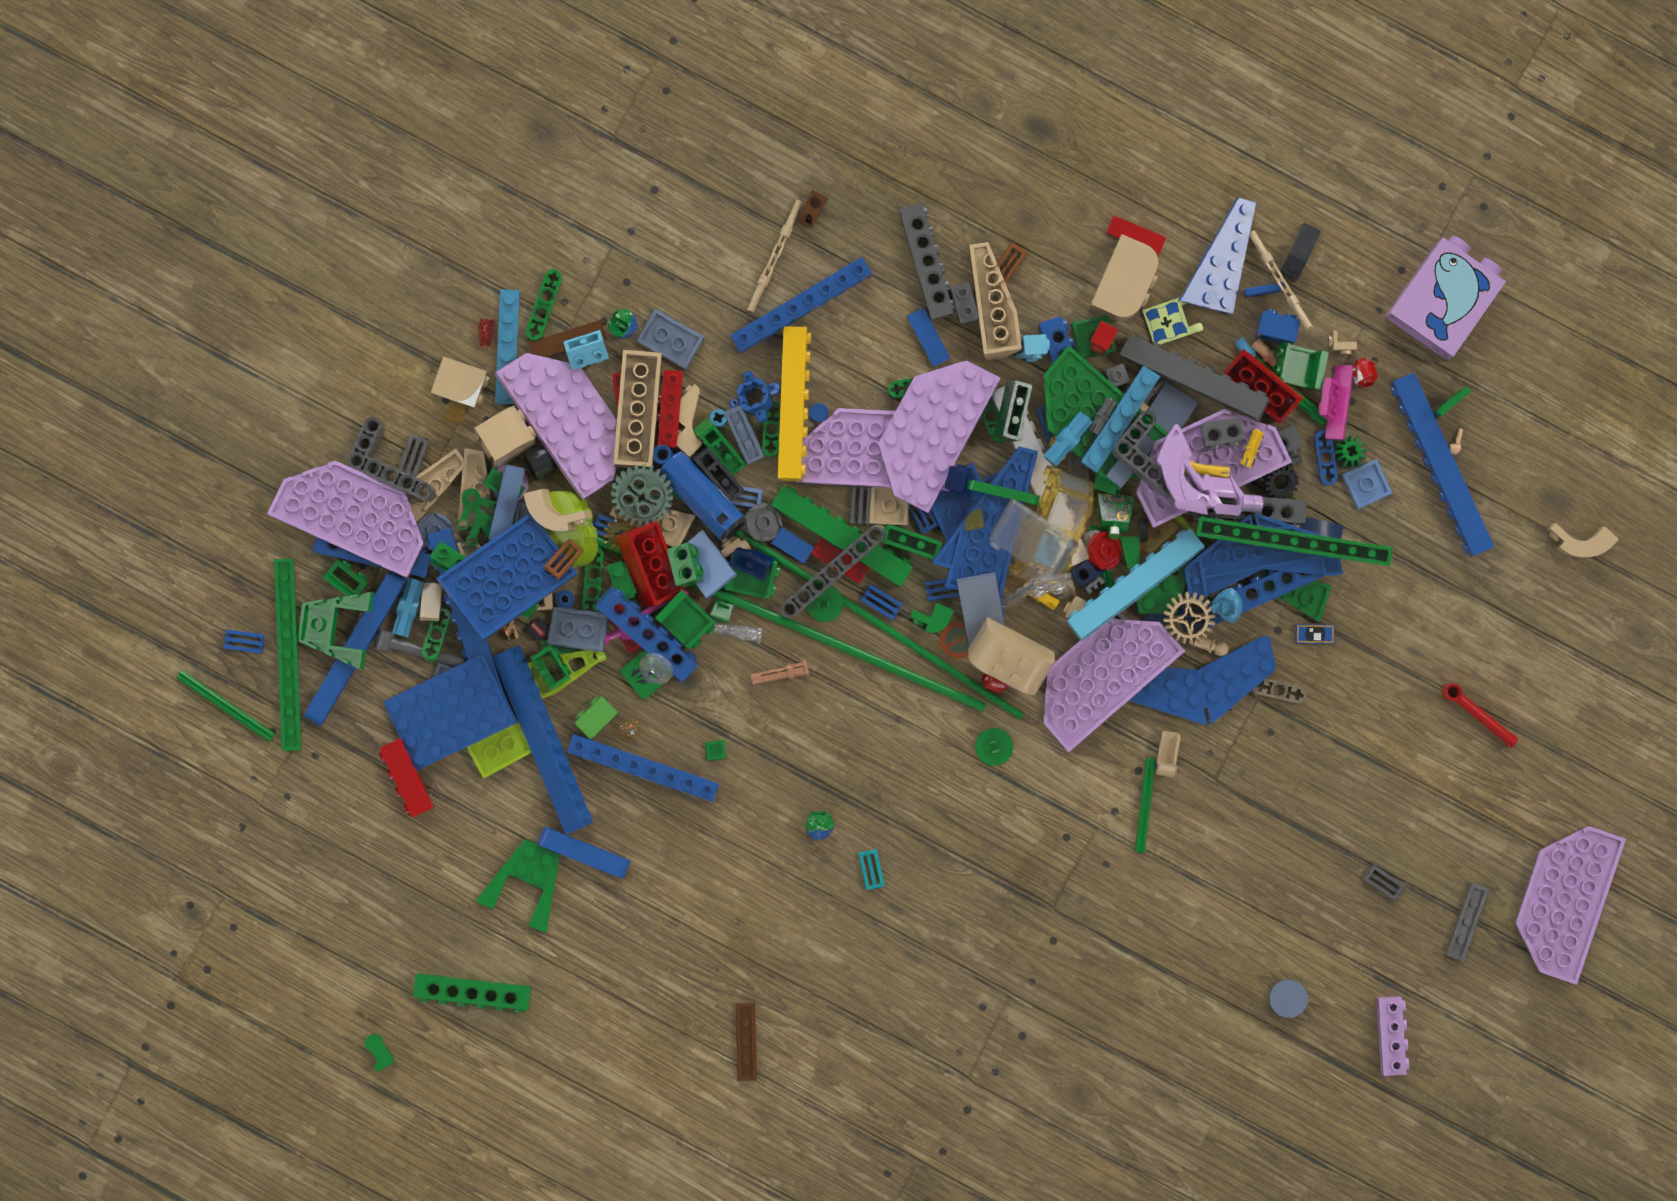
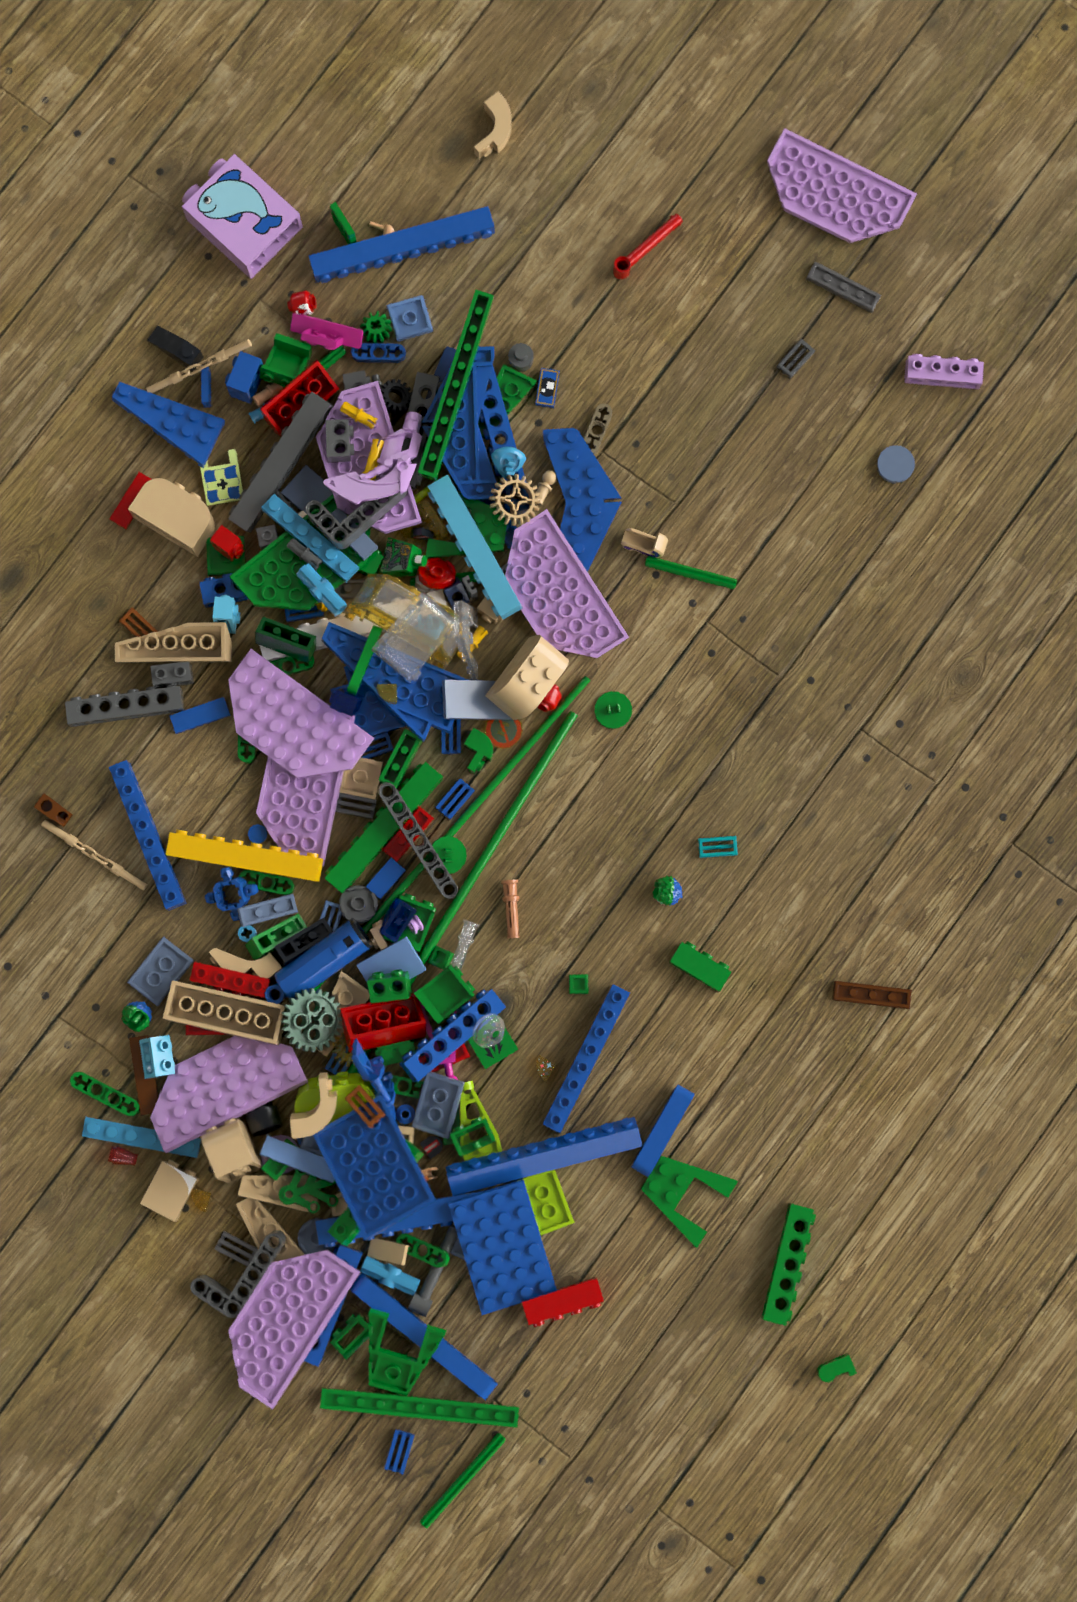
camera: 85 degrees left, 5 degrees down
(595, 717) = (529, 1099): bright green brick -> none
(599, 563) = (374, 1071): none -> blue piece
(750, 581) = (415, 925): none -> lavender bush
(750, 868) = (700, 966): none -> green brick
(1342, 602) = (521, 357): none -> dark grey piece
(1344, 347) = (274, 319): tan bracket -> none

